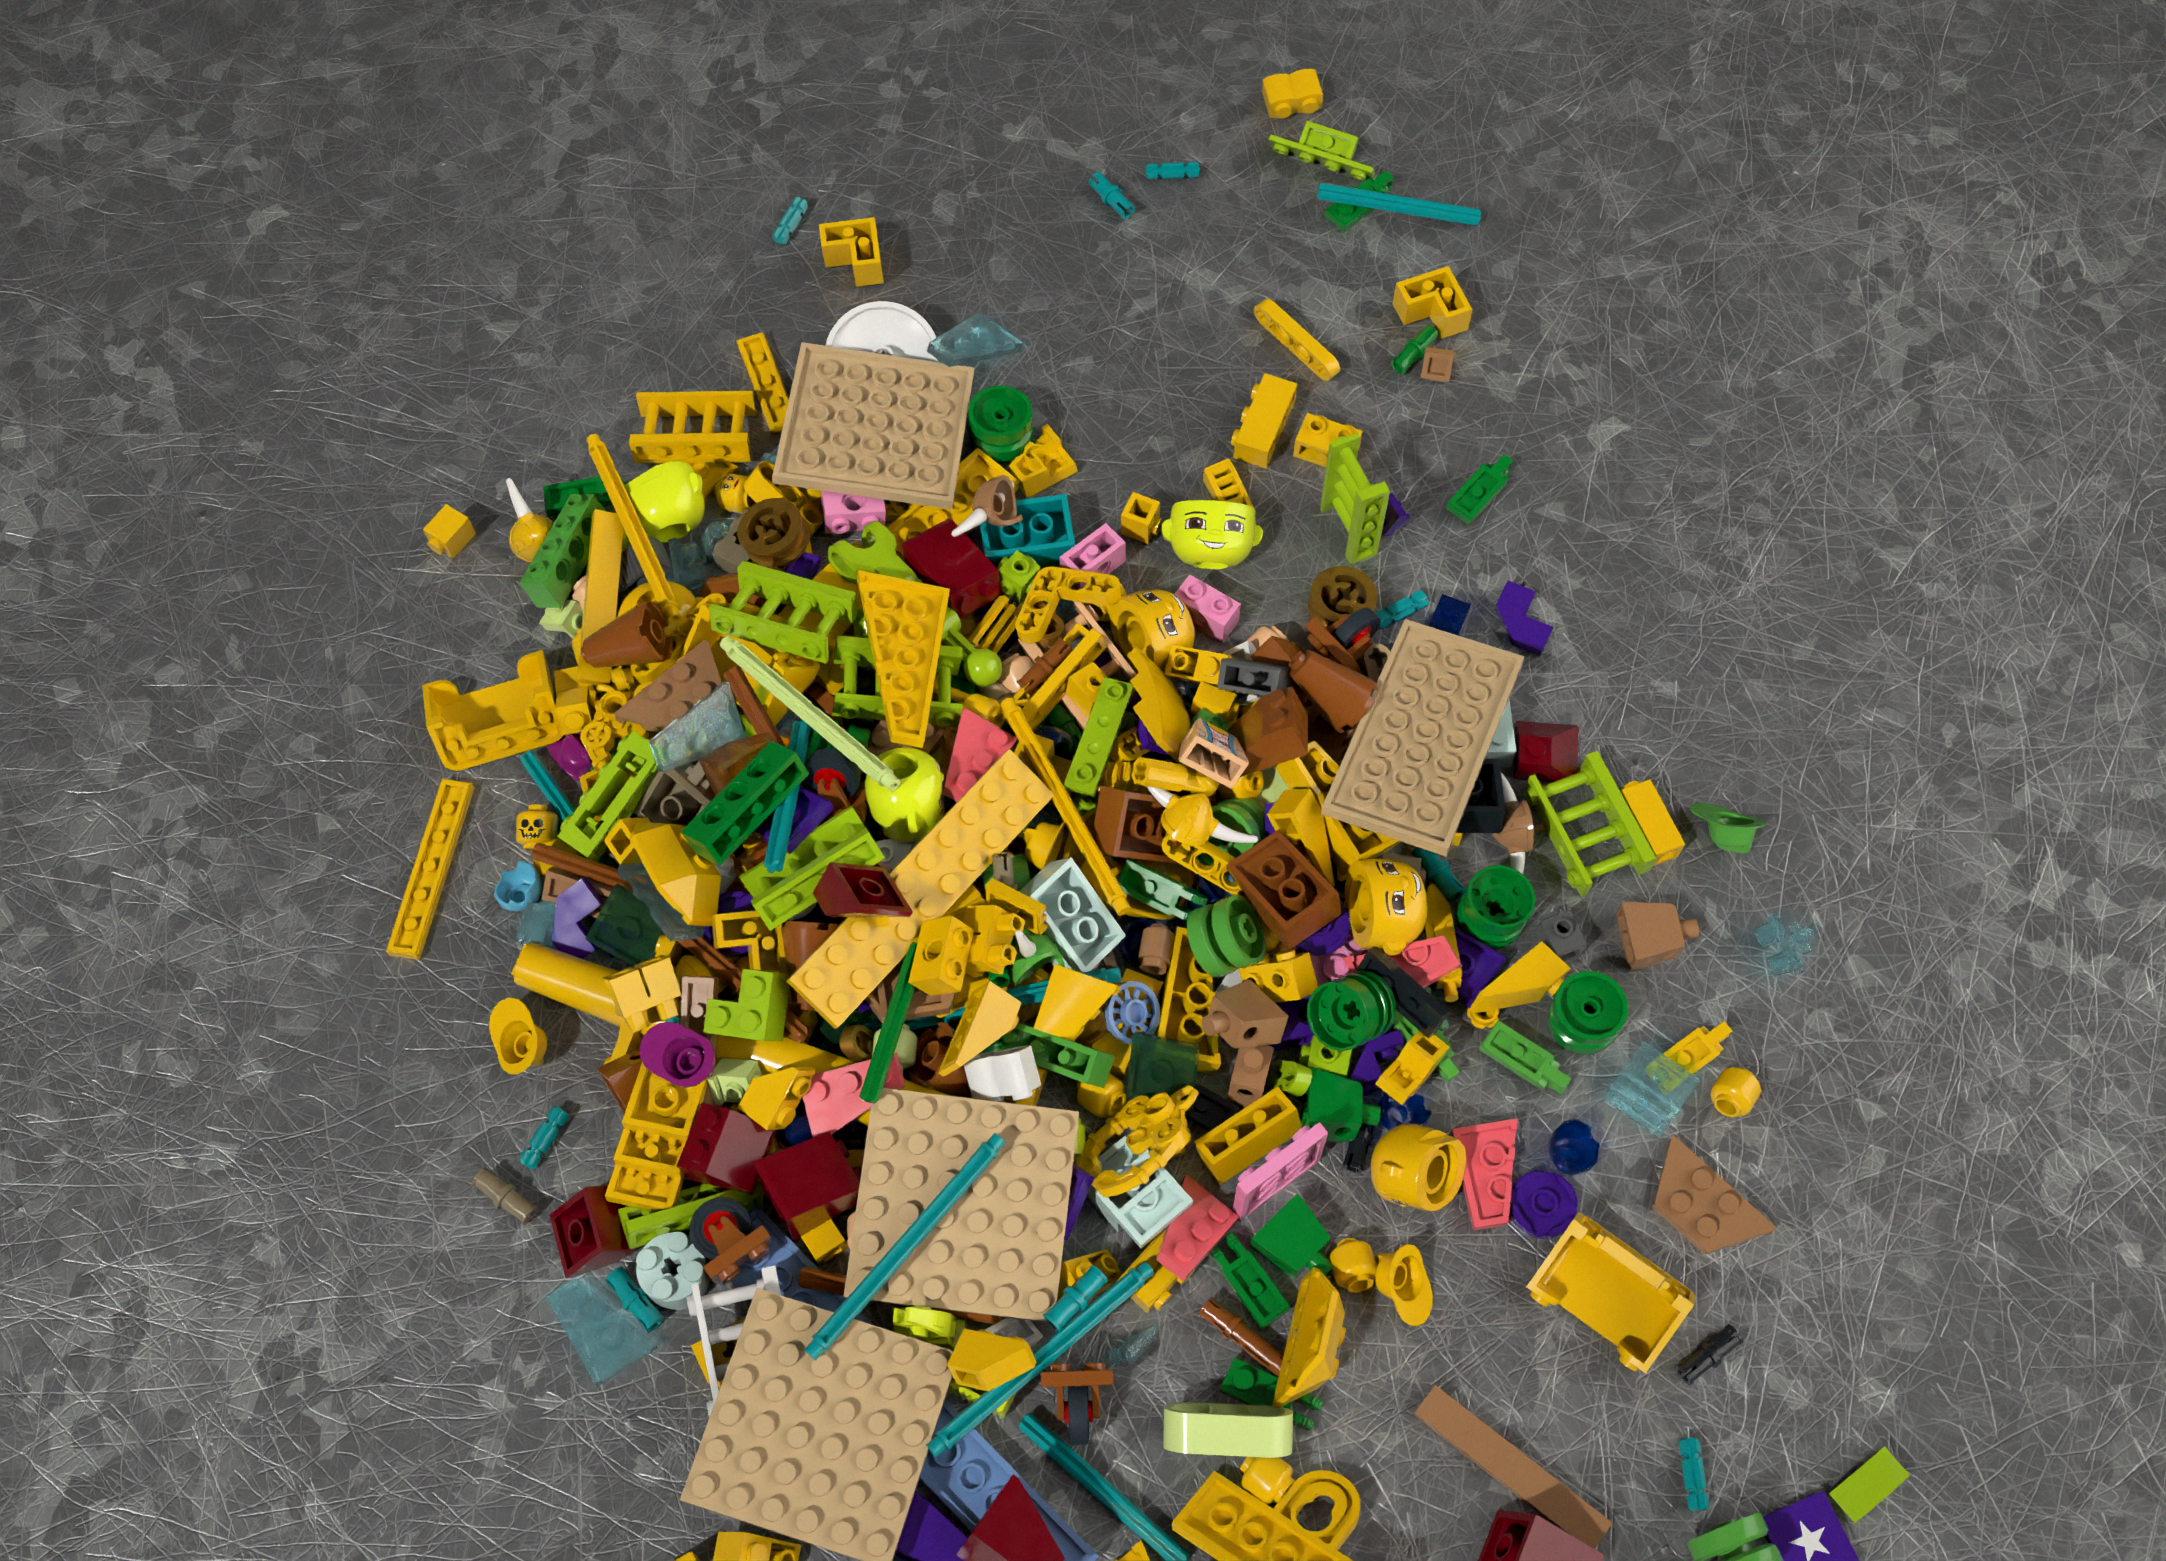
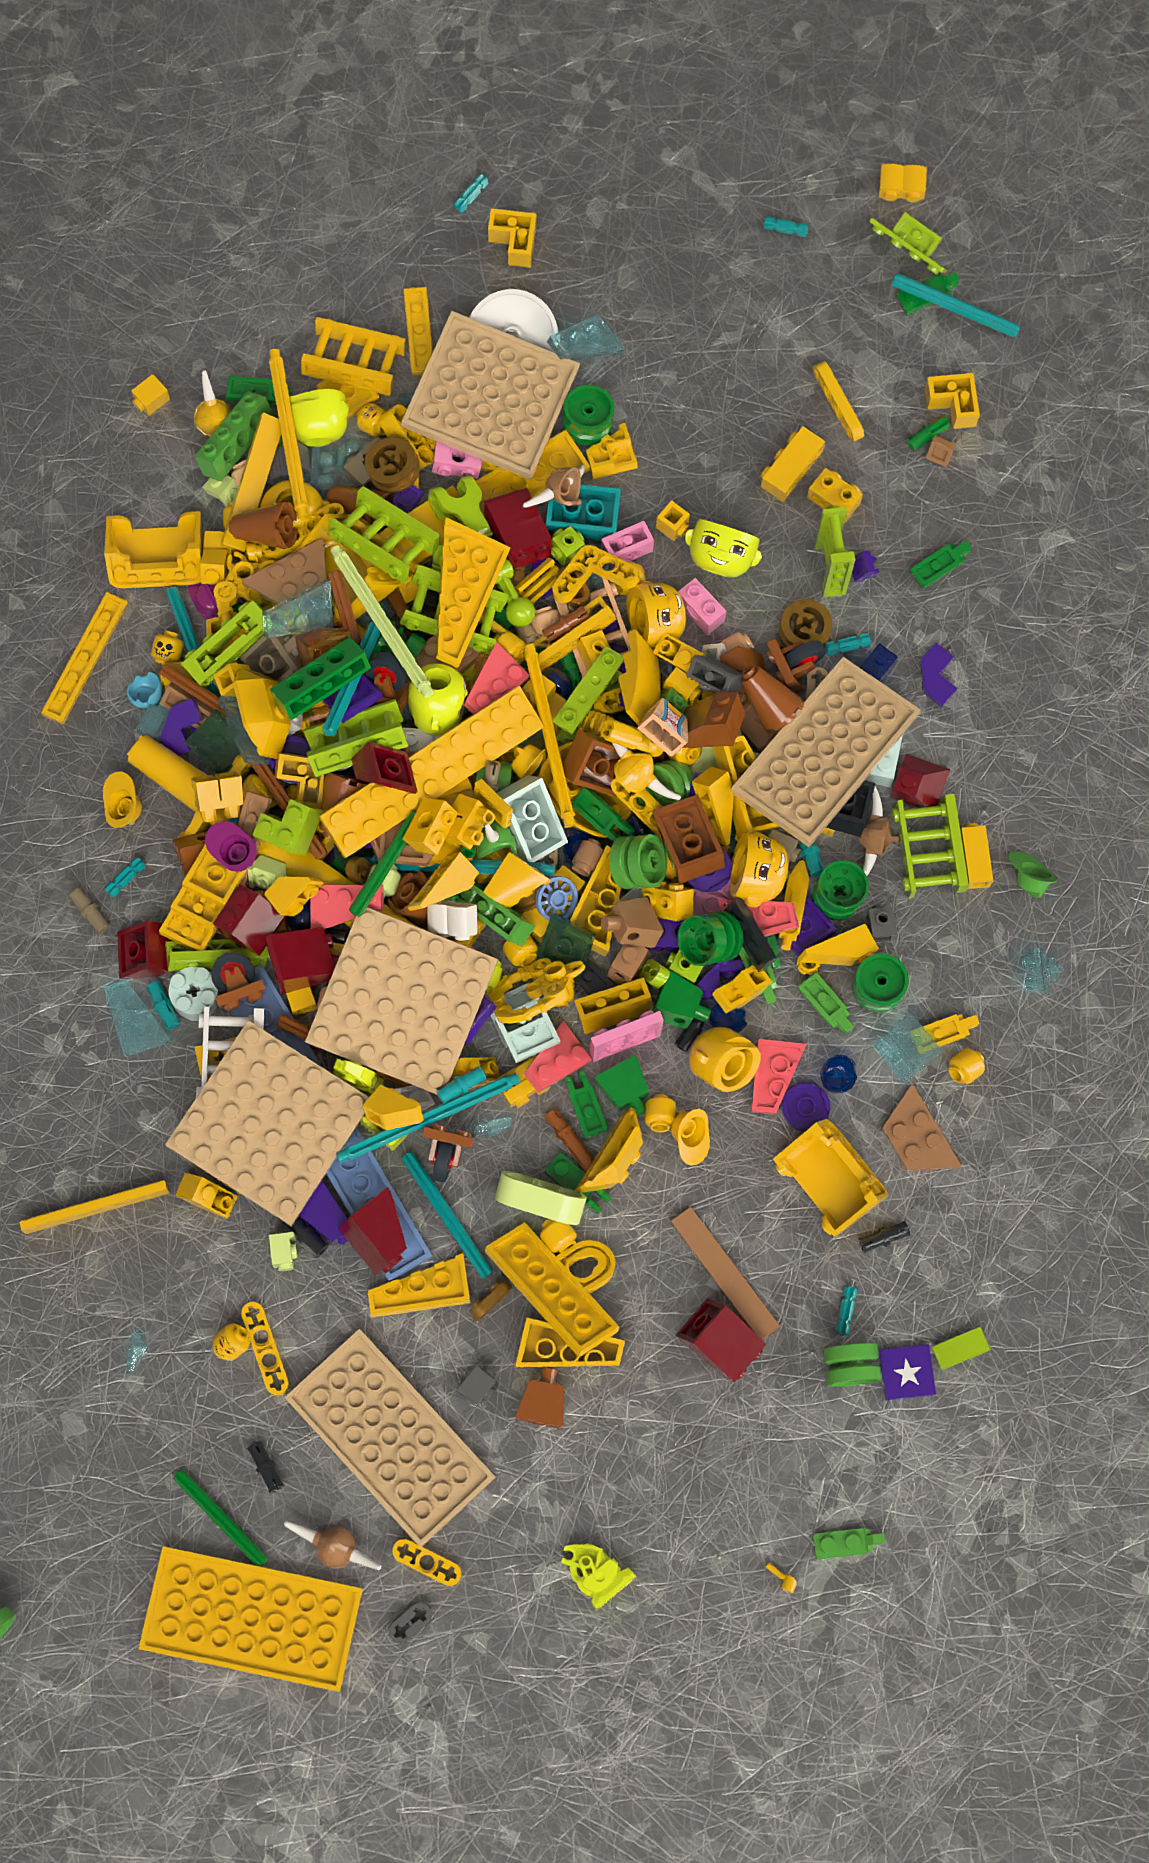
camera: 10 degrees right, 10 degrees up
(904, 1246) = (355, 1018): teal piece -> none
(1111, 195) = (730, 237): teal pin -> none
(1222, 475) = (750, 497): yellow slope -> none
(1653, 933) = (949, 938): medium nougat torso -> none

